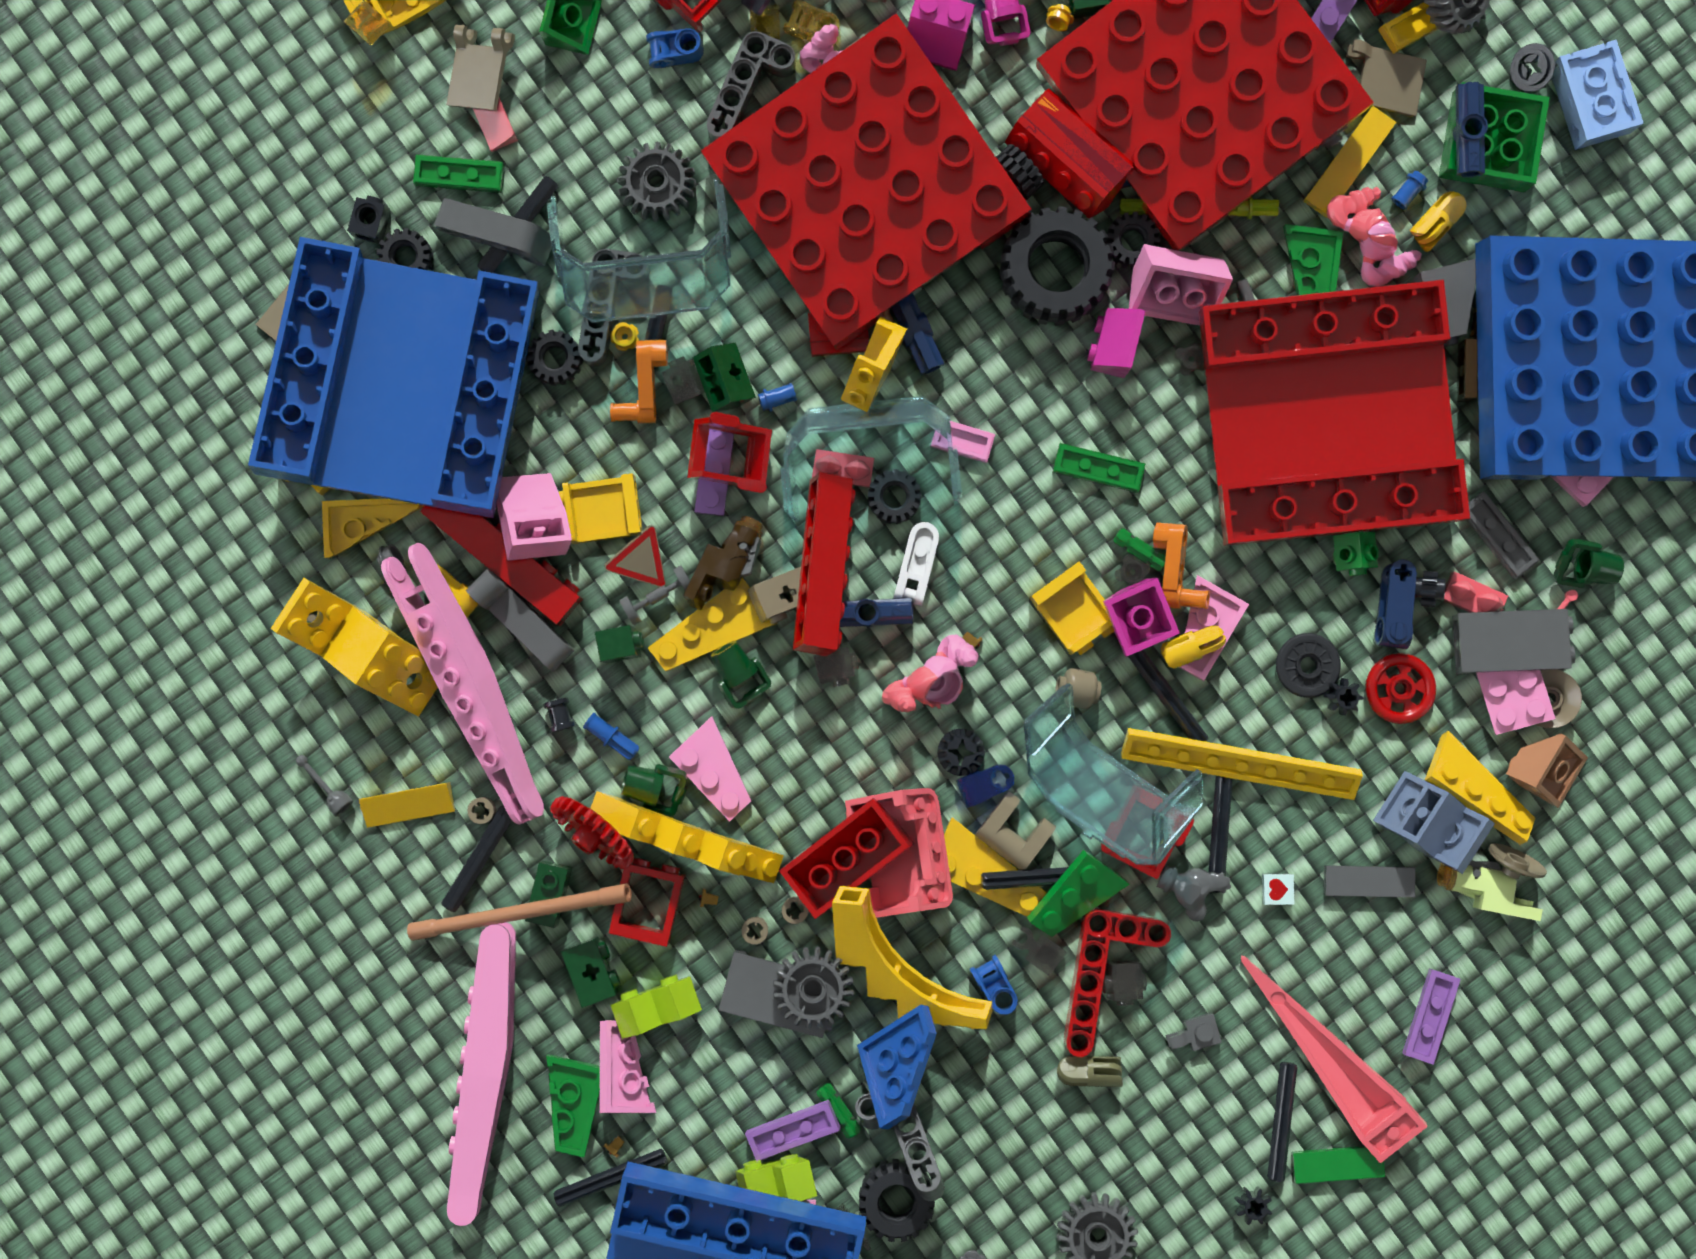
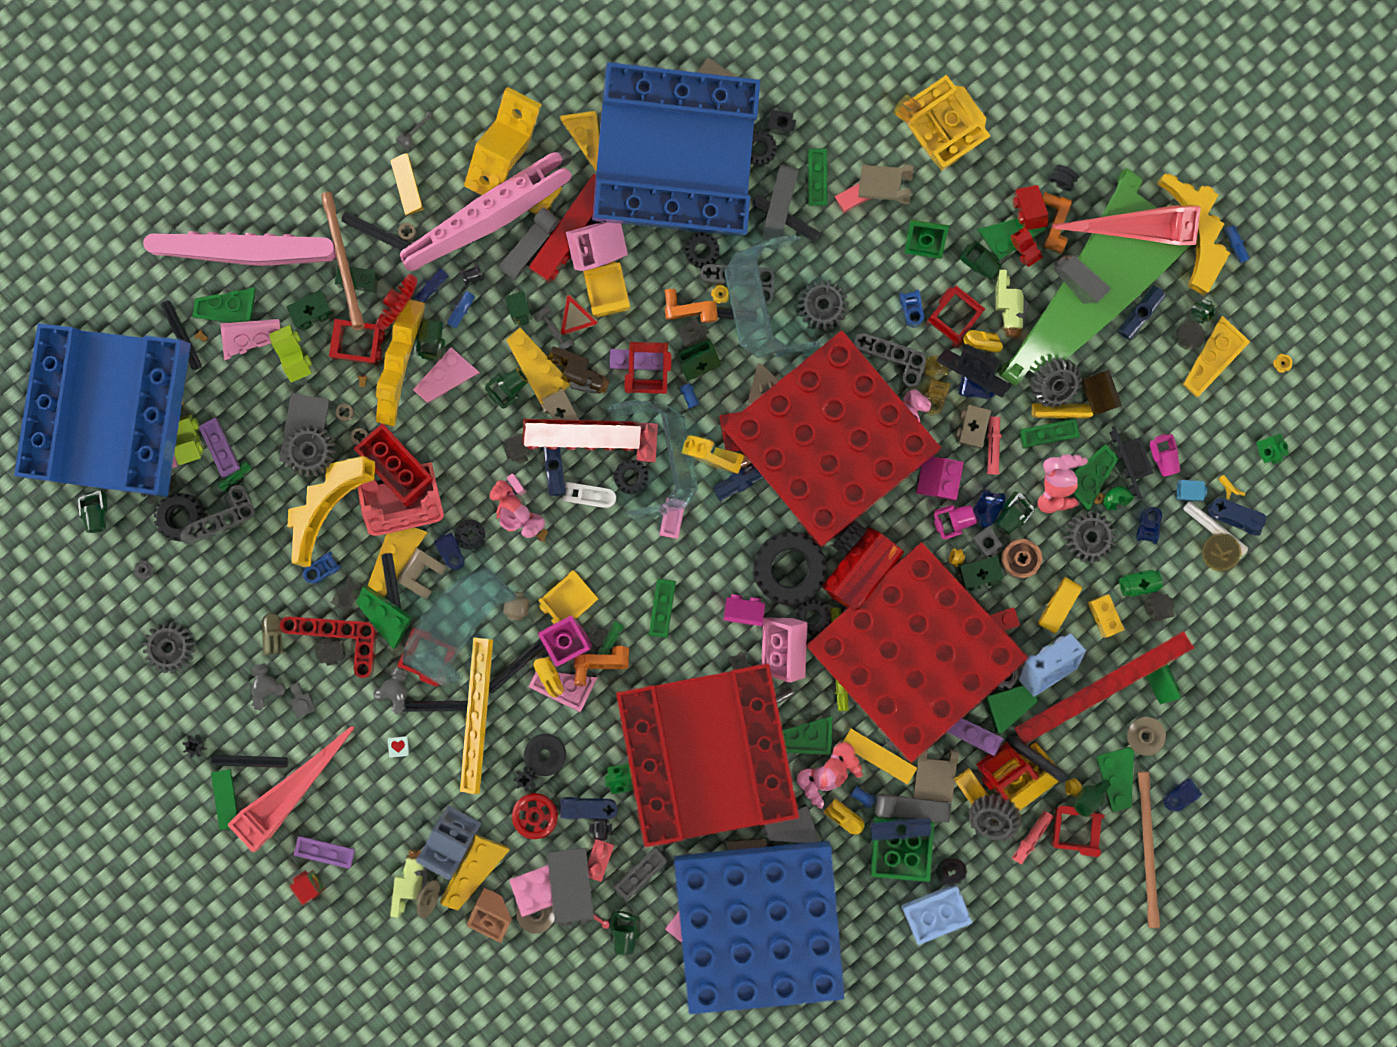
camera: 80 degrees right, 0 degrees up
(570, 779) = (431, 286): none -> clear blue pin
(769, 285) = (761, 383): none -> dark tan piece
(892, 671) = (513, 480): none -> bright pink tile
(896, 1063) = (265, 507): blue plate -> none
(1169, 1089) = (264, 686): none -> dark grey animal
(1369, 881) = (408, 805): dark grey tile -> none
(1427, 143) = (911, 807): none -> dark grey beam
(1485, 1046) = (306, 886): none -> red brick

